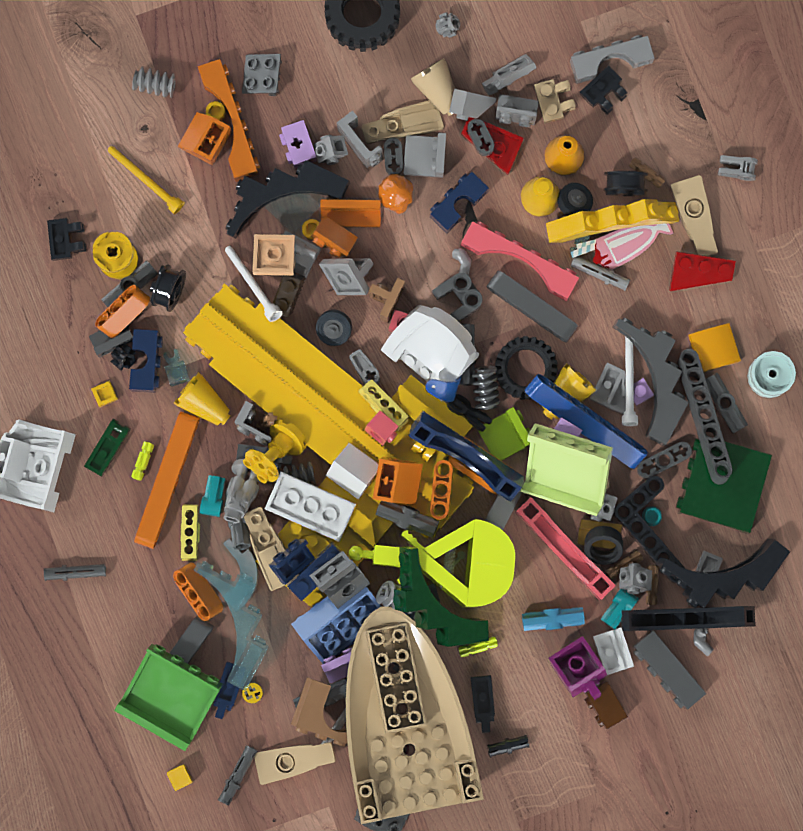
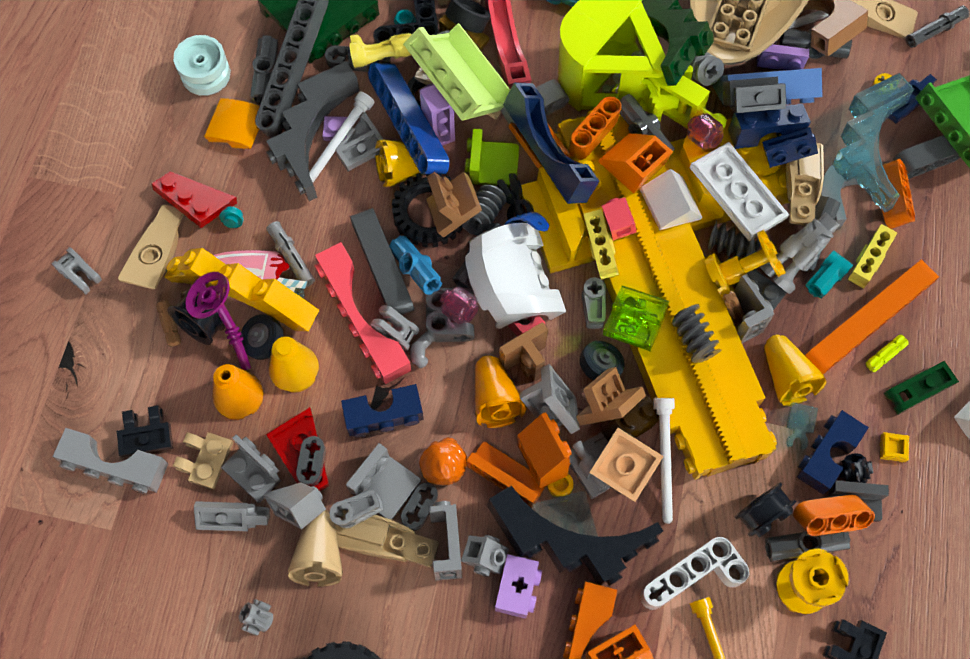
camera: 150 degrees left, 15 degrees down
(192, 218) = (689, 576): none -> white beam
(279, 371) = (694, 334): none -> dark grey piece
(310, 295) = (608, 398): none -> medium nougat bracket
(327, 364) = (636, 318): none -> clear neon green slope
(360, 536) = (705, 131): none -> clear pink head
(392, 259) = (495, 394): none -> light orange cone
(429, 126) = (359, 508): none -> light grey piece
(453, 299) = (459, 305): none -> clear pink head
(483, 262) = (402, 329): none -> light grey piece
(505, 314) = (415, 265): none -> dark azure piece
(507, 372) = (452, 202): none -> medium nougat bracket
(616, 190) = (215, 300): none -> magenta dish
(633, 479) = (365, 54): none -> light yellow piece
(661, 273) = (232, 217): none -> teal plate

